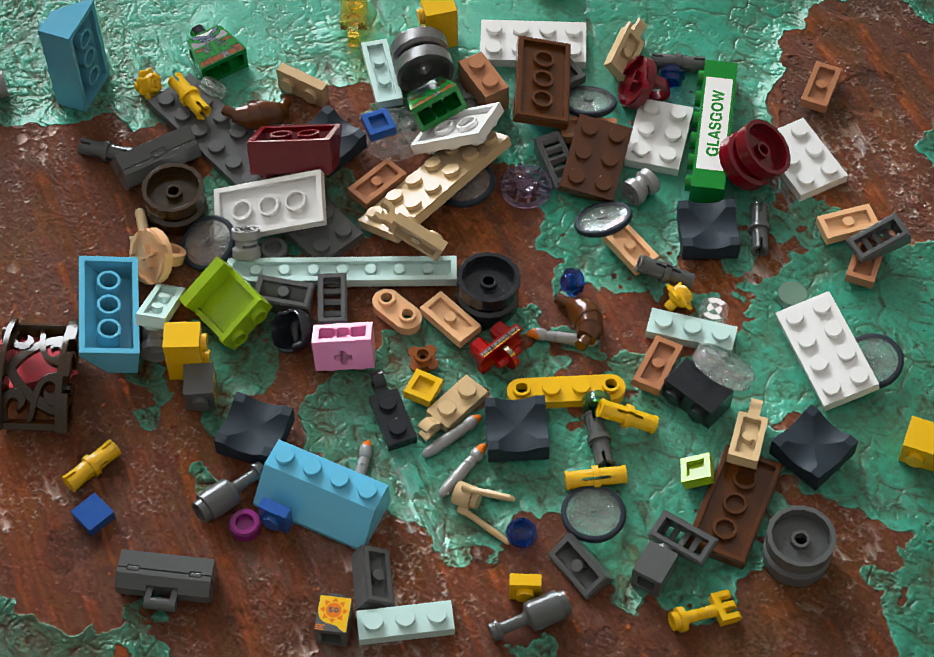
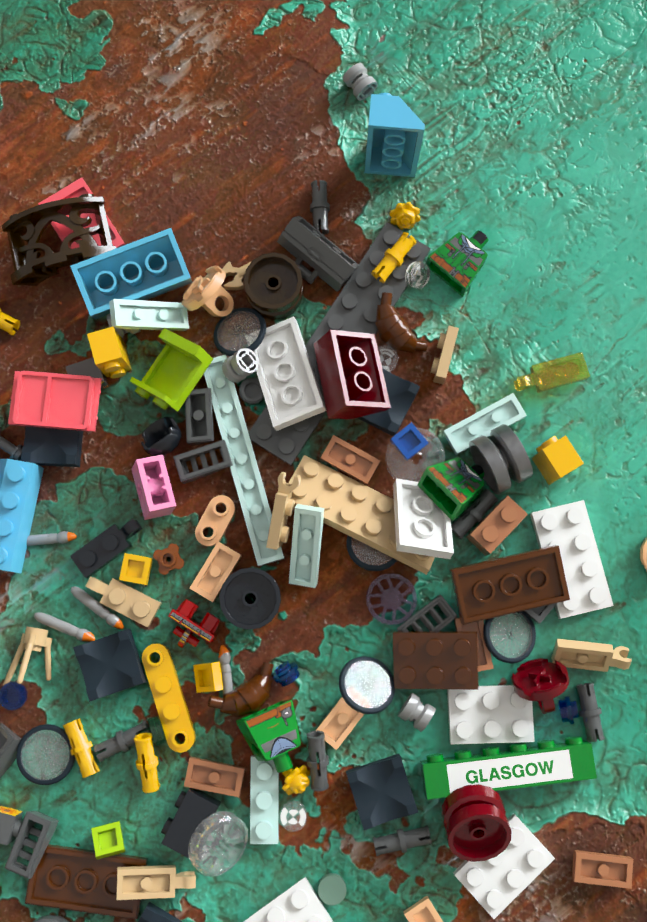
camera: 75 degrees right, 25 degrees up
(217, 410) = (55, 401): none -> coral piece
(454, 229) = (306, 545): none -> light aqua plate
(555, 347) = (208, 677): none -> yellow plate
(628, 300) = (272, 733): none -> green torso

